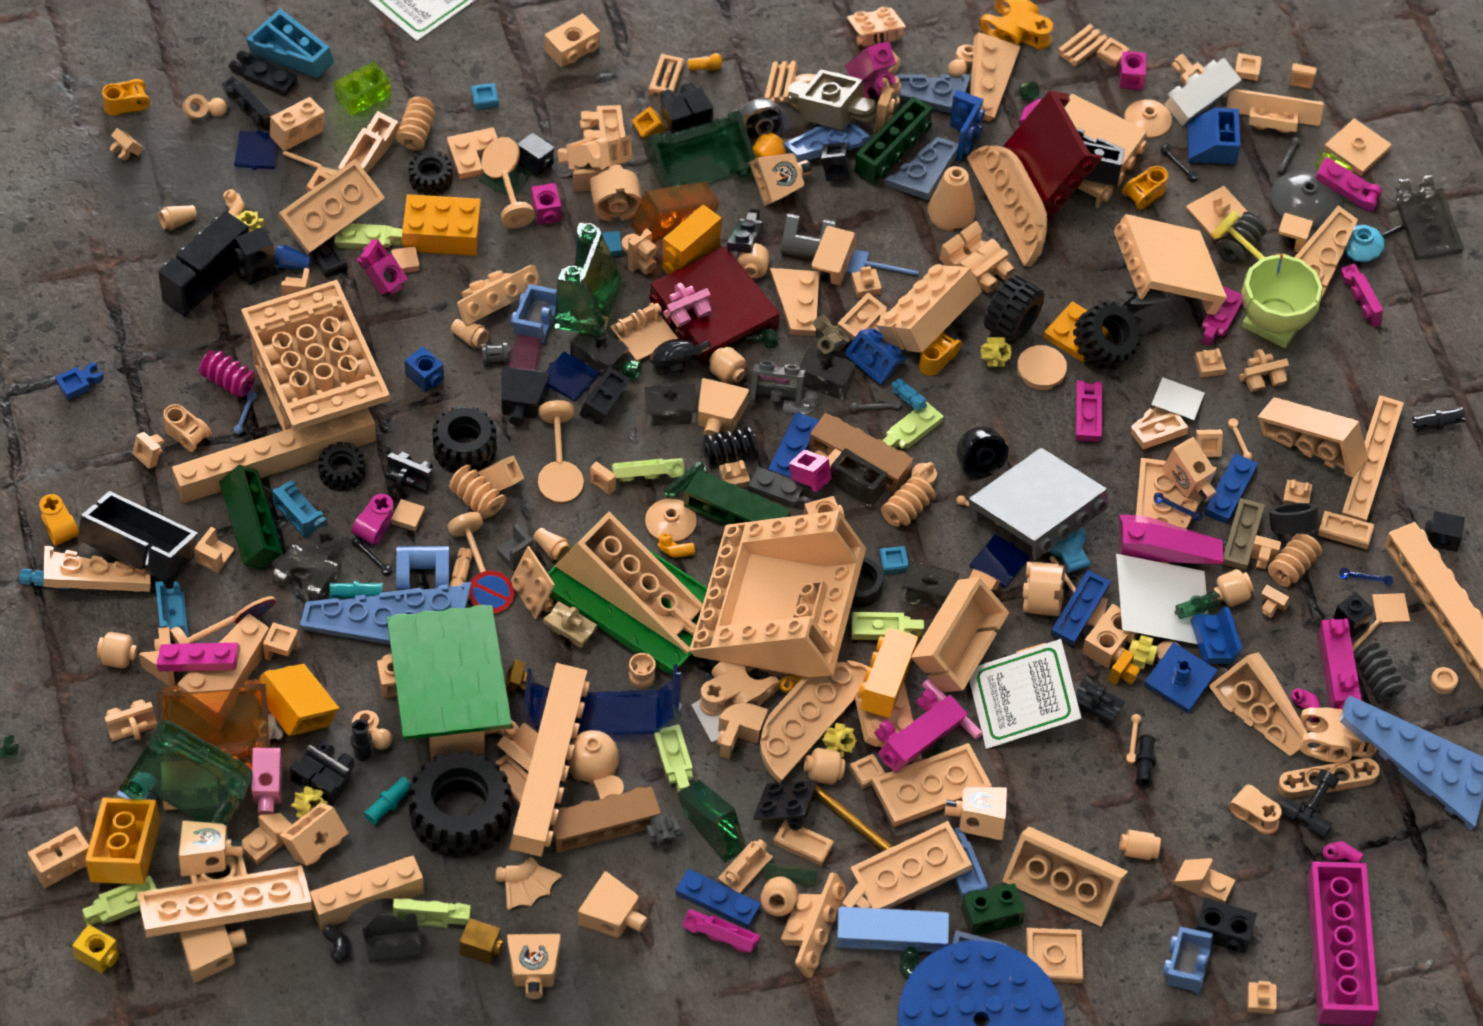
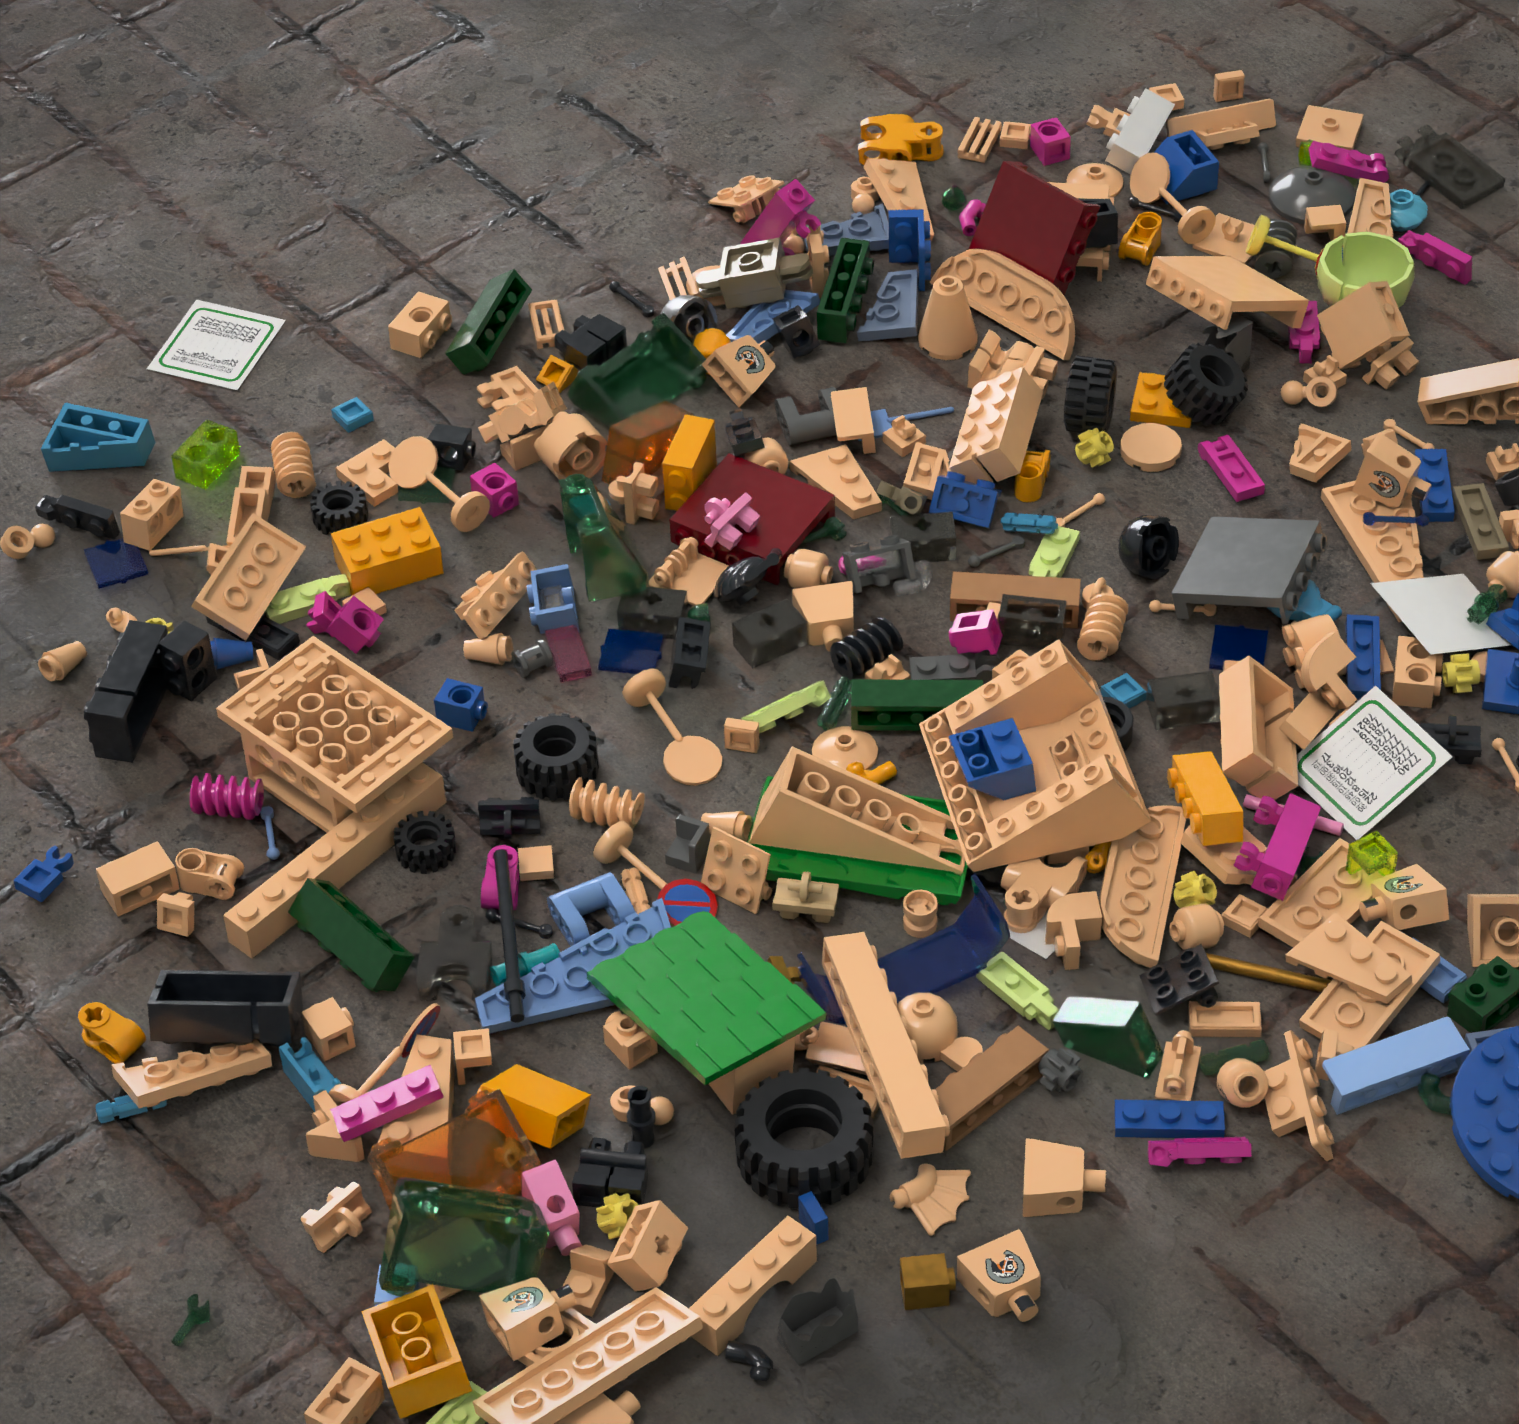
camera: 20 degrees left, 10 degrees down
(116, 650) = (272, 1144): light nougat head -> none
(136, 411) = (137, 878): none -> light nougat brick
(200, 580) = (329, 1028): none -> light nougat brick
(212, 552) = (319, 990): light nougat panel -> none
(263, 73) = (76, 483): black hinge -> none
(297, 509) = (400, 910): dark azure hinge -> none
(334, 605) = (514, 987): none -> black bar
(387, 801) = (711, 1174): teal pin -> none
(432, 913) = (850, 1272): yellowish green hinge -> none
(435, 863) = (813, 1216): none -> blue tile
(502, 473) = (622, 772): light nougat panel -> none
(523, 393) = (589, 685): black torso -> none
(620, 60) = (488, 322): none -> dark green brick
(712, 63) = (589, 293): light orange arm -> none
(746, 95) = (648, 311): none -> black hinge
(752, 579) = (995, 760): none -> blue slope
(793, 443) = (933, 621): blue plate -> none
(875, 624) = (1153, 762): yellowish green hinge -> none
(908, 840) = (1349, 956): none -> light nougat wing
(935, 402) = (1098, 499): none -> light nougat hinge
(972, 768) = (1372, 855): none -> clear neon green panel
(1007, 640) = (1308, 719): none -> light nougat tile
(1032, 607) = (1321, 670): none -> light nougat brick
(1124, 669) = (1453, 698): light orange tile -> none
(1165, 542) = (1408, 556): dark pink wedge -> none
(1175, 367) = (1294, 392): none -> light nougat plate
(1178, 398) = (1317, 421): white sticker -> none
(1181, 142) = (1149, 182): none -> light nougat piece
(1253, 335) = (1362, 323): none -> light nougat panel

